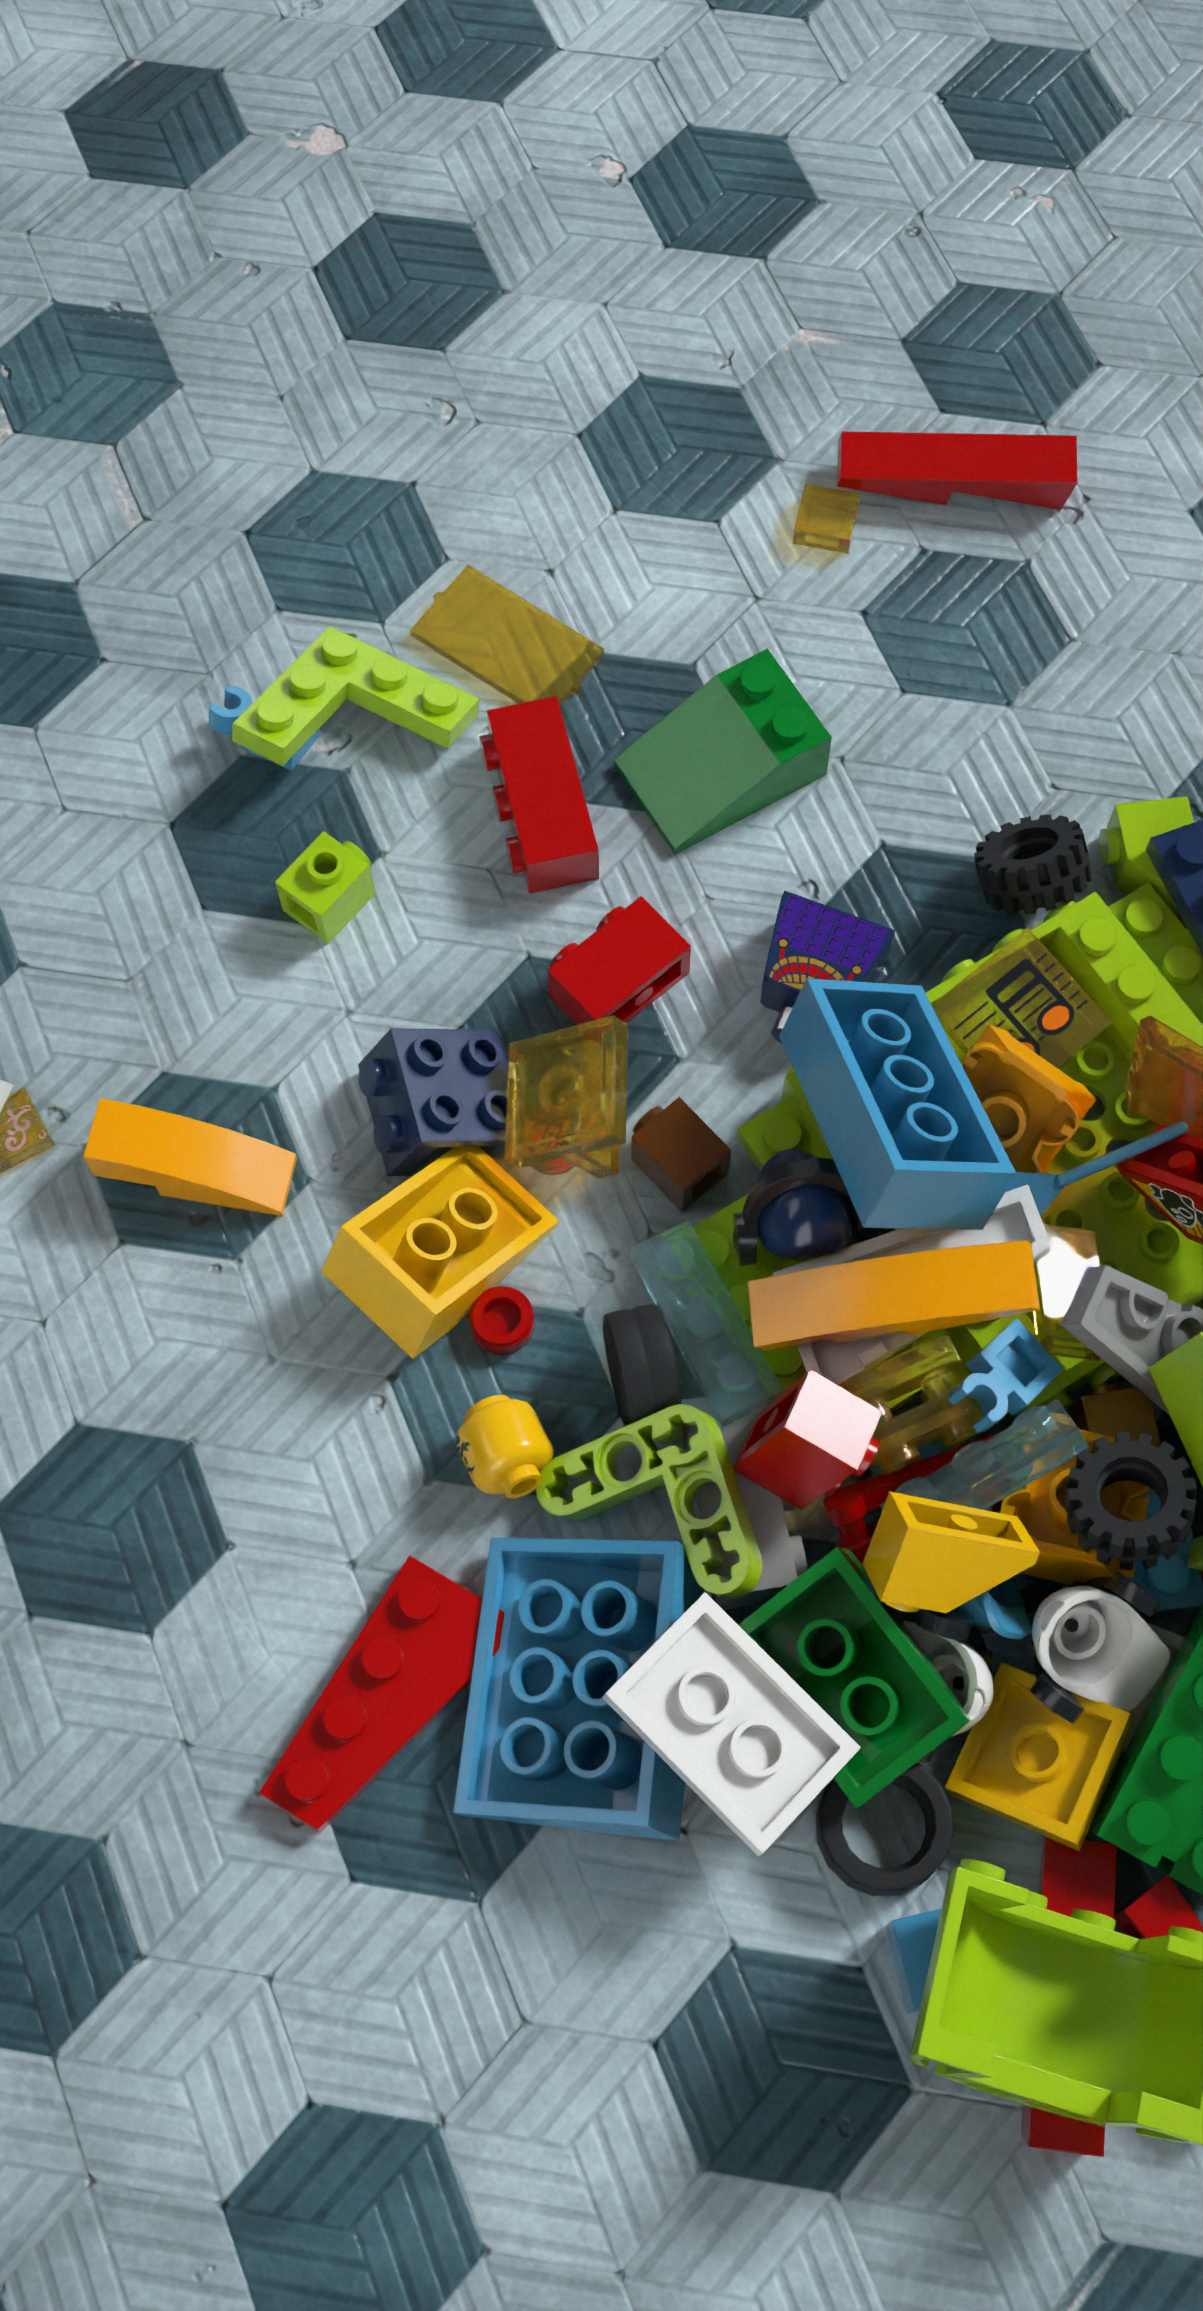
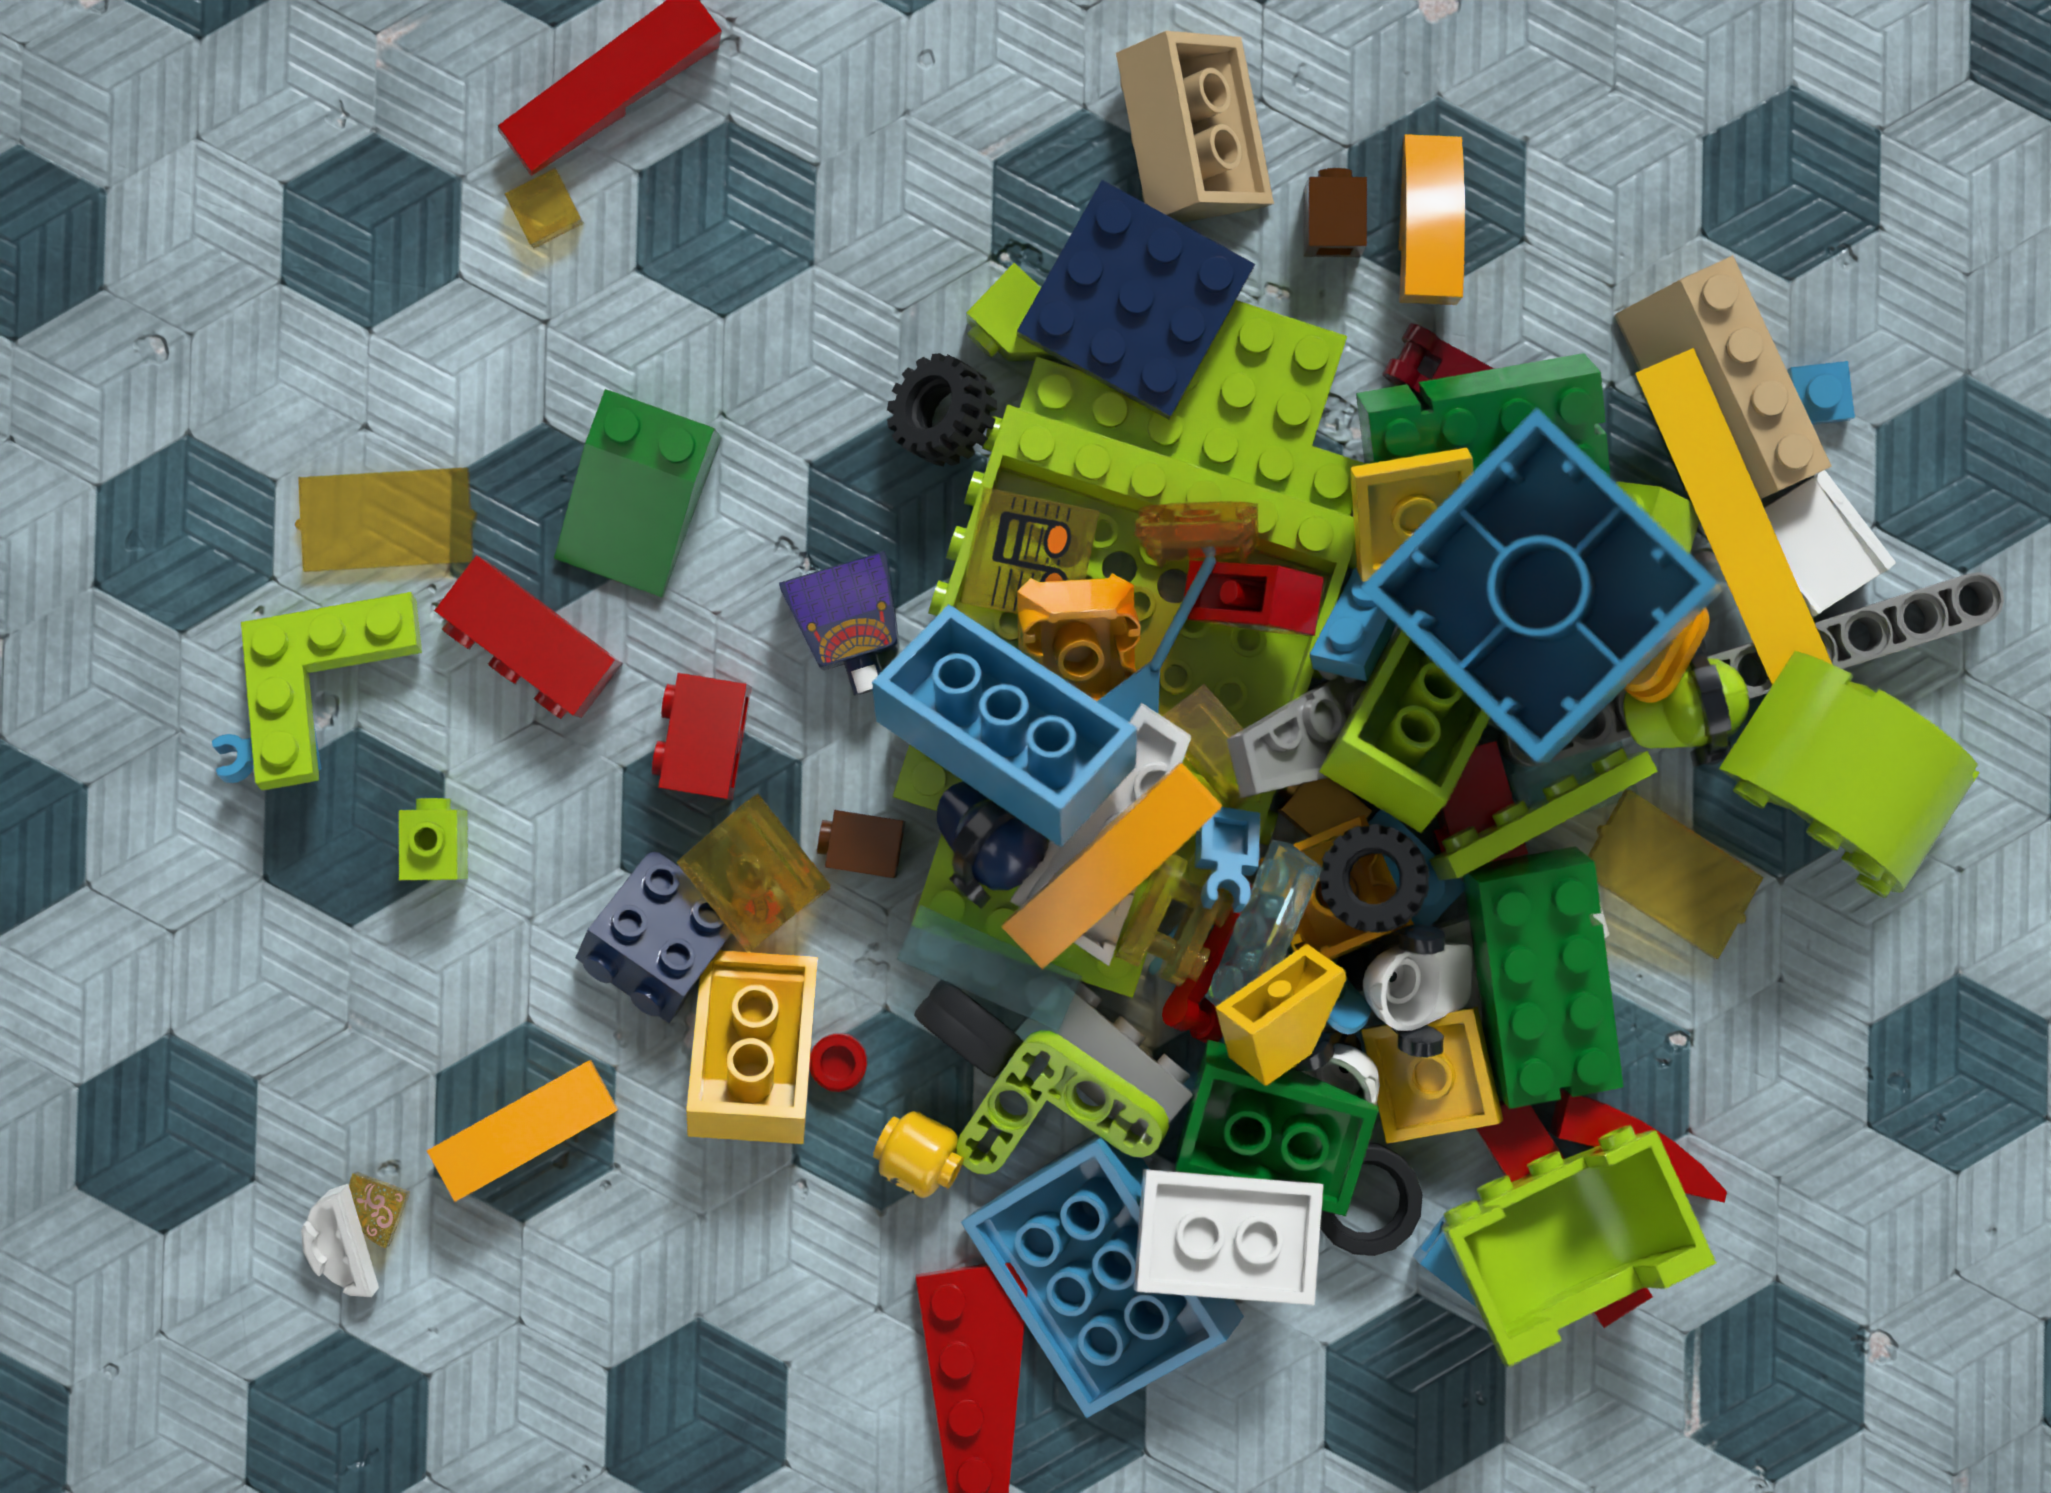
camera: 40 degrees left, 20 degrees up
(809, 1441) = (1132, 1007): red brick -> none

